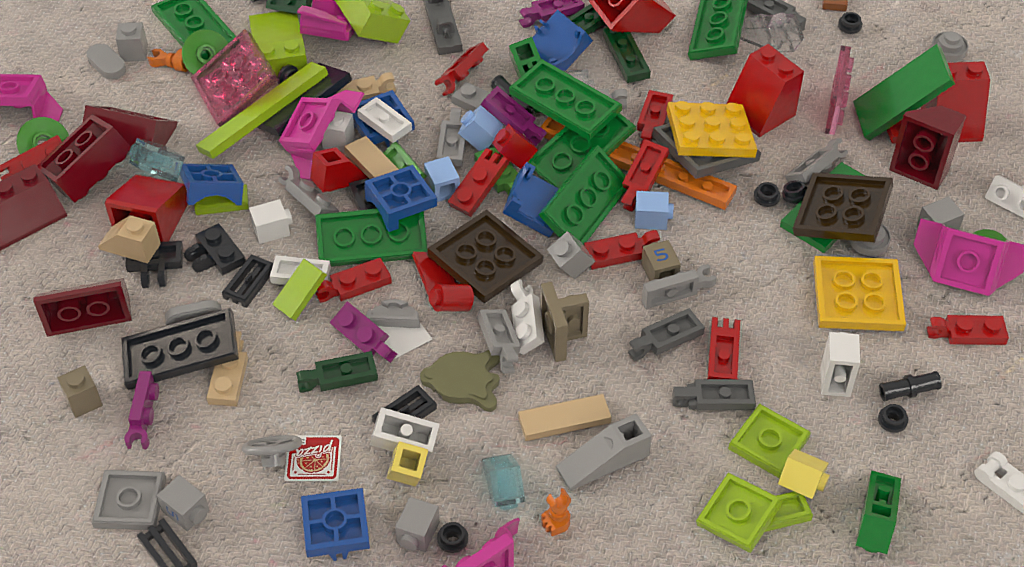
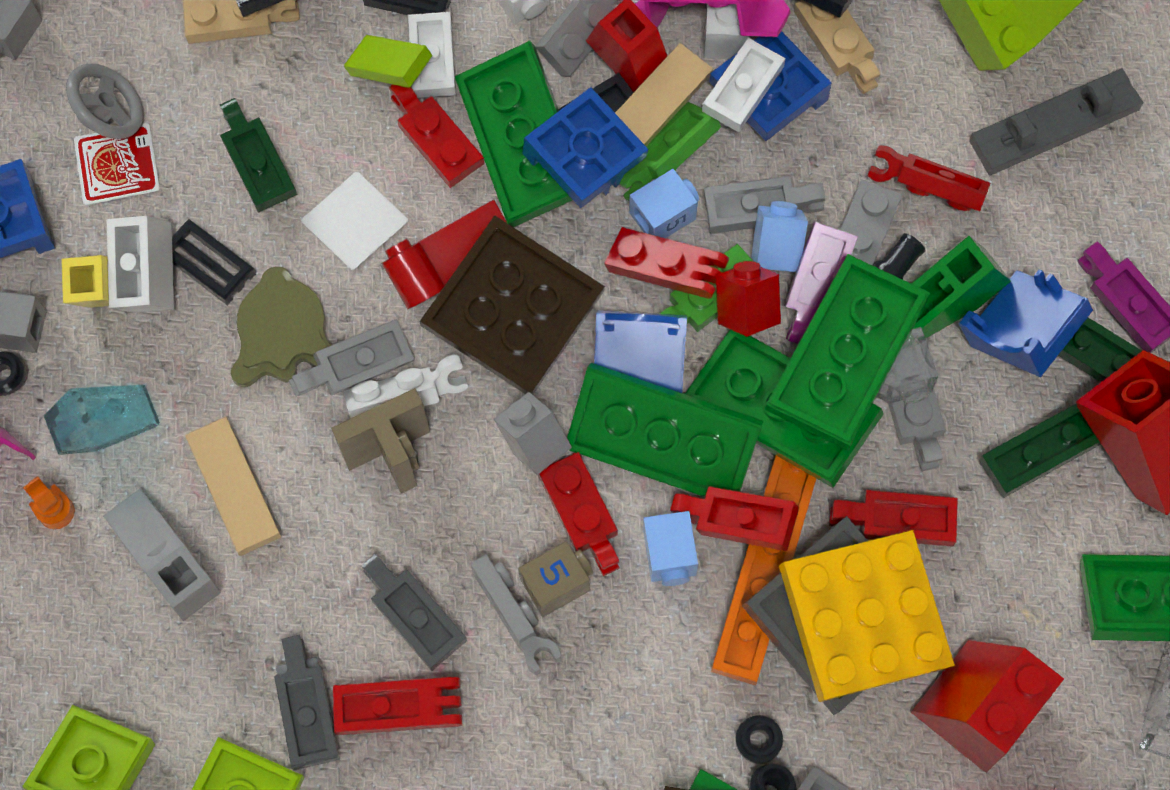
camera: 80 degrees right, 20 degrees up
(362, 331) = (332, 171): magenta plate -> none
(394, 314) = (383, 203): light grey tile -> none

